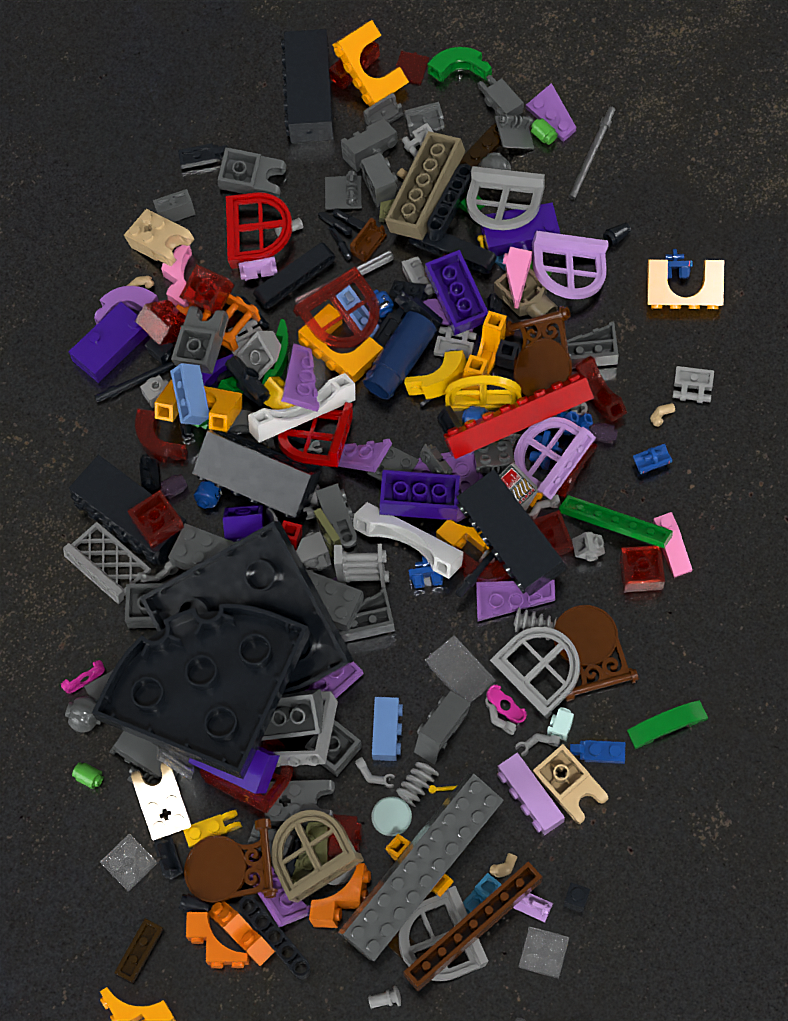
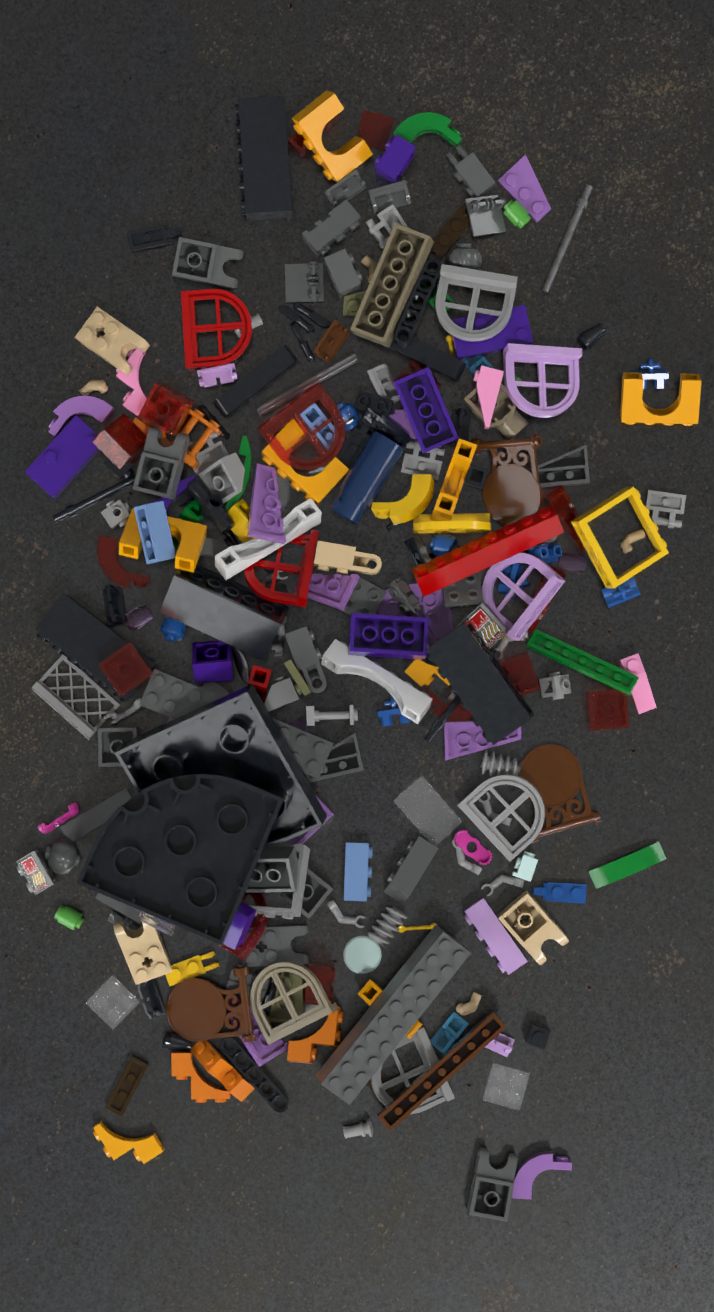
camera: 10 degrees left, 20 degrees up
(56, 728) = (36, 872): none -> slope
(175, 206) = (125, 300): dark grey hinge -> none
(376, 425) = (344, 559): none -> tan brick
(429, 84) = (395, 159): none -> dark purple brick
(540, 679) = (490, 814): none -> light grey arm
(627, 417) = (593, 549): none -> yellow window

